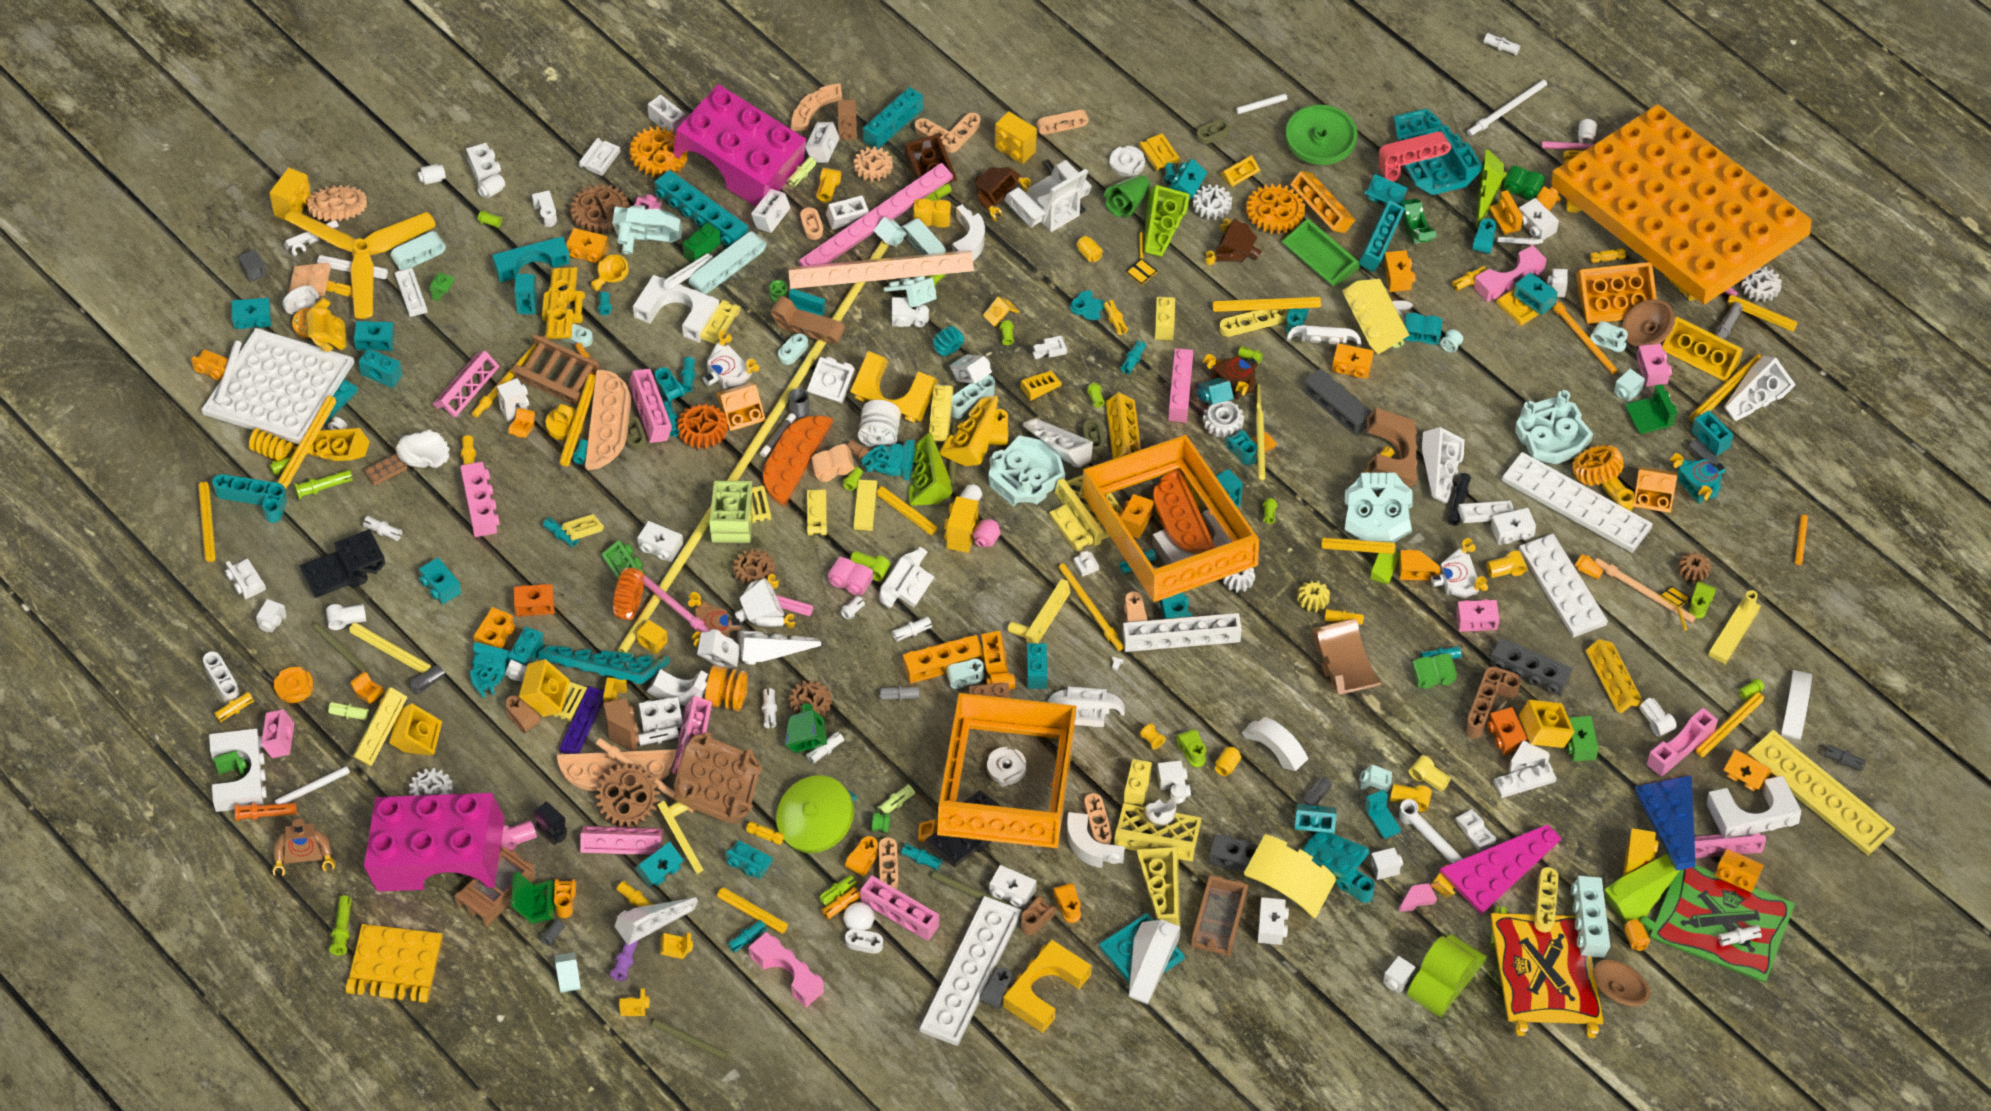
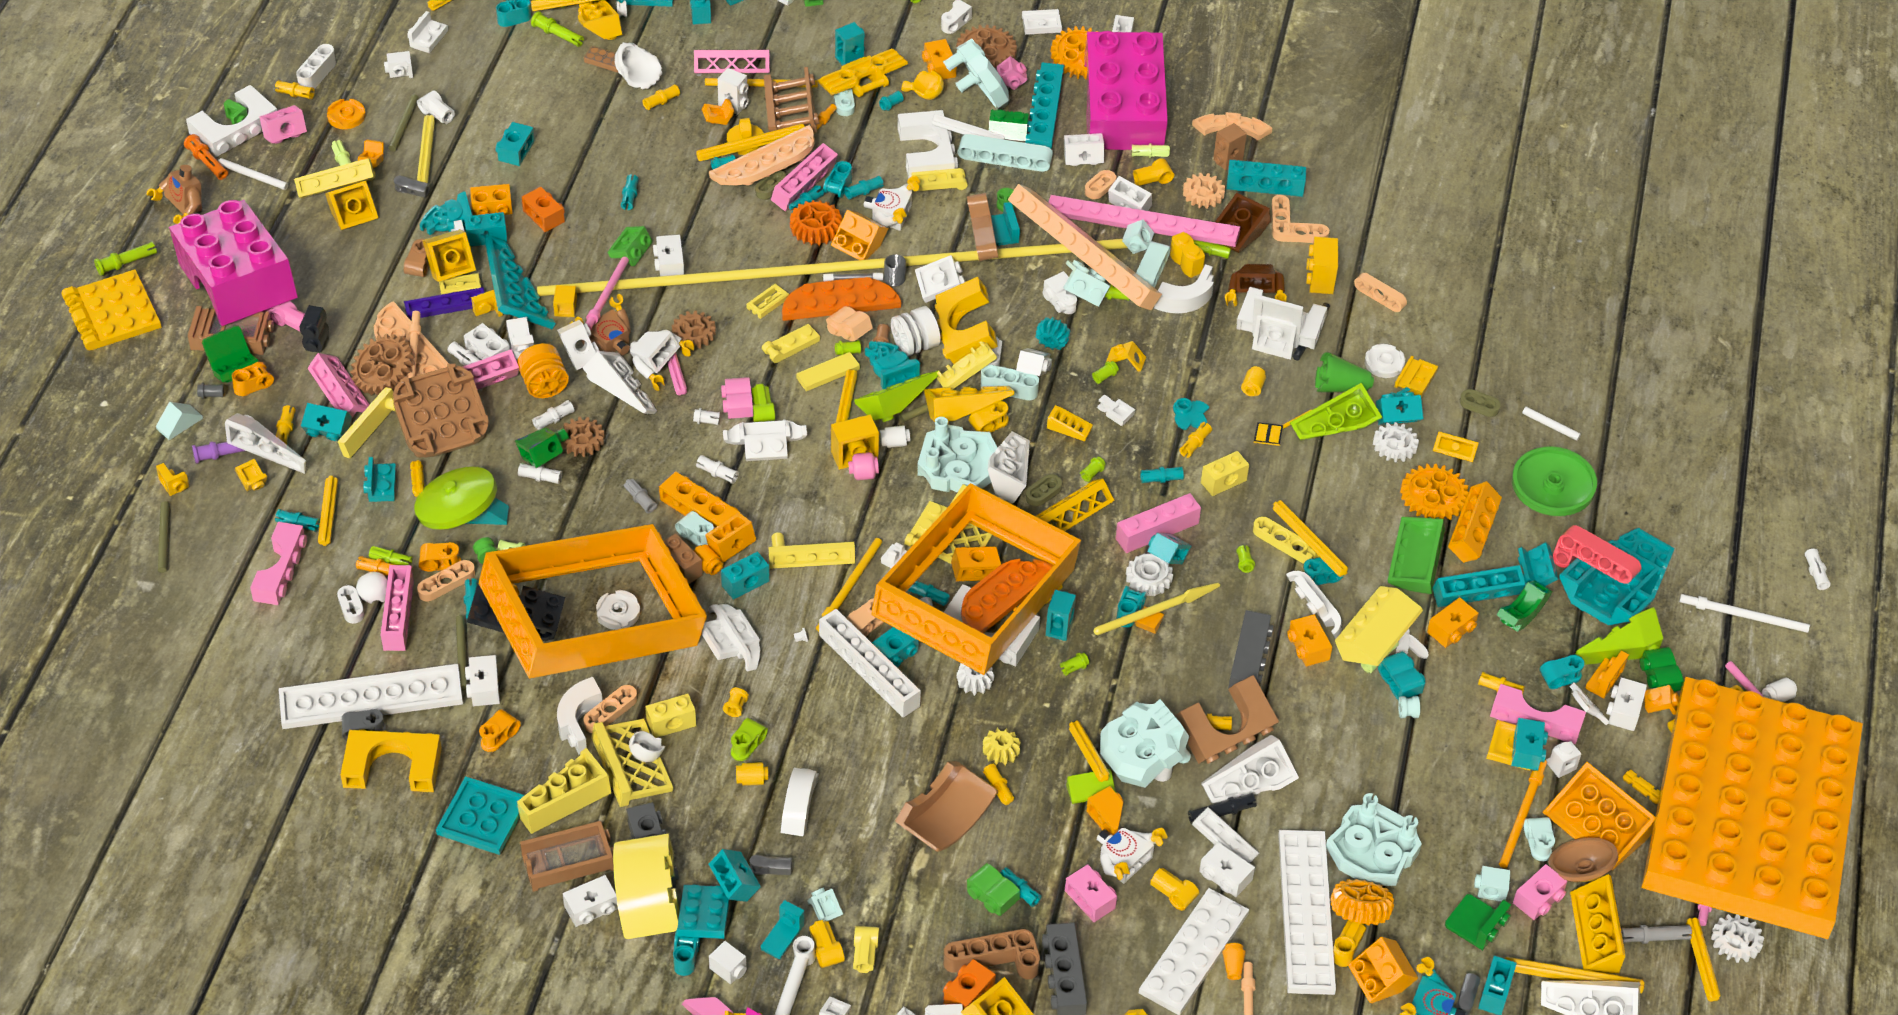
camera: 55 degrees right, 5 degrees down
(346, 566) = (481, 81): black piece -> none
(382, 528) = (542, 85): white pin -> none
(431, 784) = (300, 242): white gear -> none
(479, 500) = (618, 125): bright pink brick -> none
(552, 252) = (879, 24): teal arch -> none
(584, 529) = (642, 202): light yellow tile -> none
(621, 724) = (452, 321): medium nougat slope -> none
(628, 593) = (592, 259): orange gear -> none
(731, 512) = (728, 279): yellowish green brick -> none
(794, 348) = (955, 241): light aqua plate -> none
(822, 141) = (1181, 141): white brick -> none
(1039, 913) = (464, 713): medium nougat piece -> none
(1150, 956) = (478, 822): white wedge -> none
(1173, 776) = (698, 741): white brick -> none
(1235, 243) = (1361, 481): reddish brown torso -> none
(1236, 370) = (1207, 555): reddish brown torso -> none

